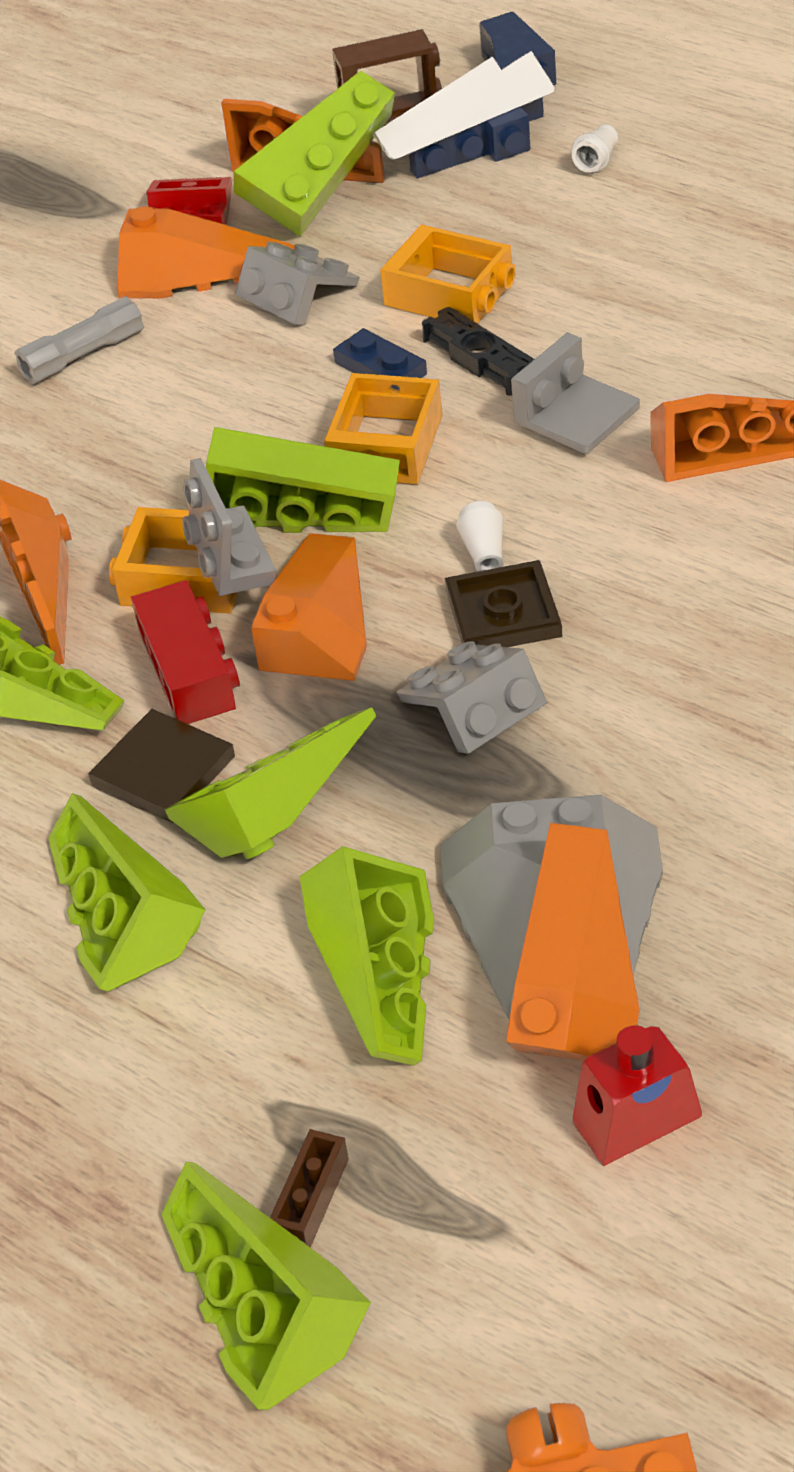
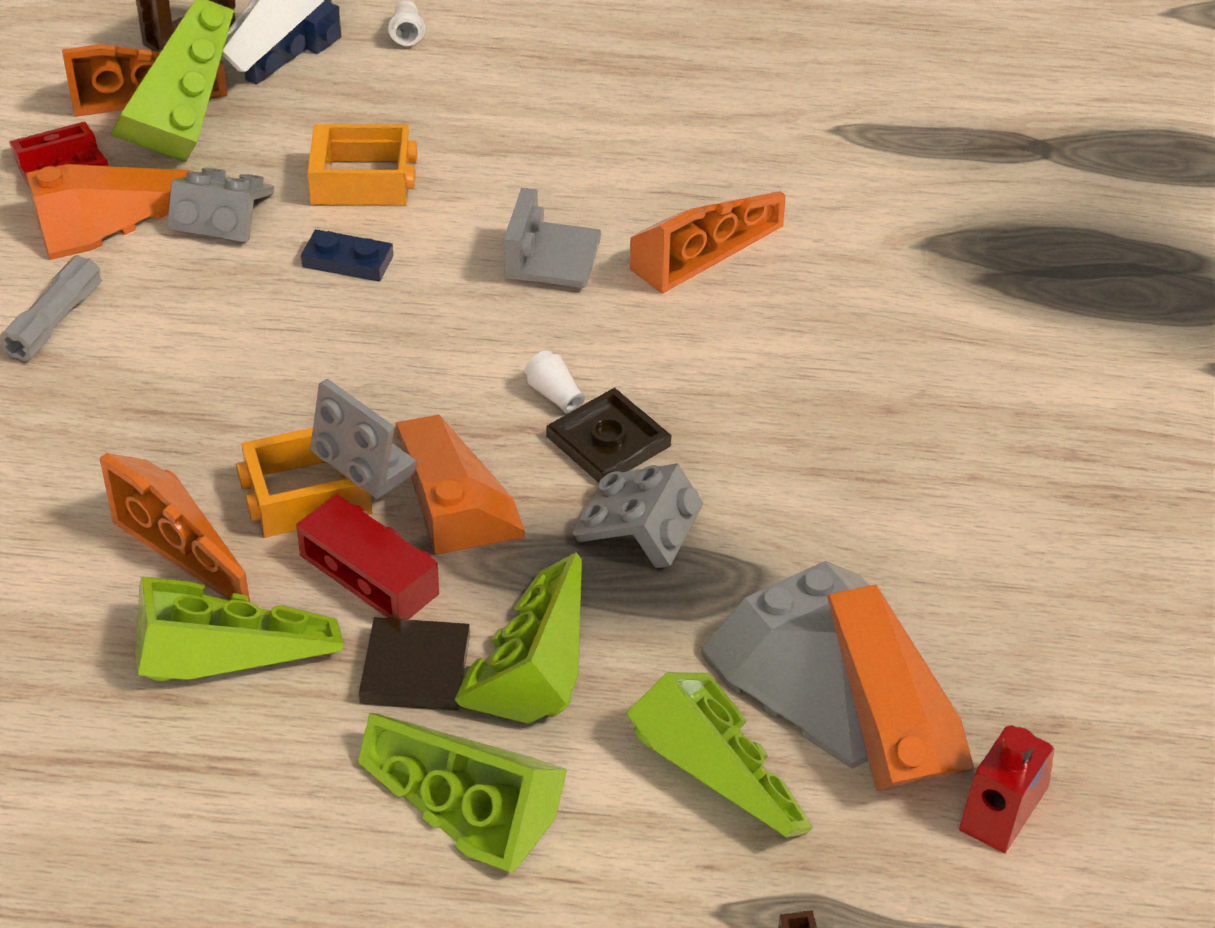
camera: 35 degrees left, 0 degrees up
(302, 483) = (382, 375): lime wedge -> none
(374, 397) = (405, 338): light orange window -> none
(461, 335) = (454, 226): black piece -> none

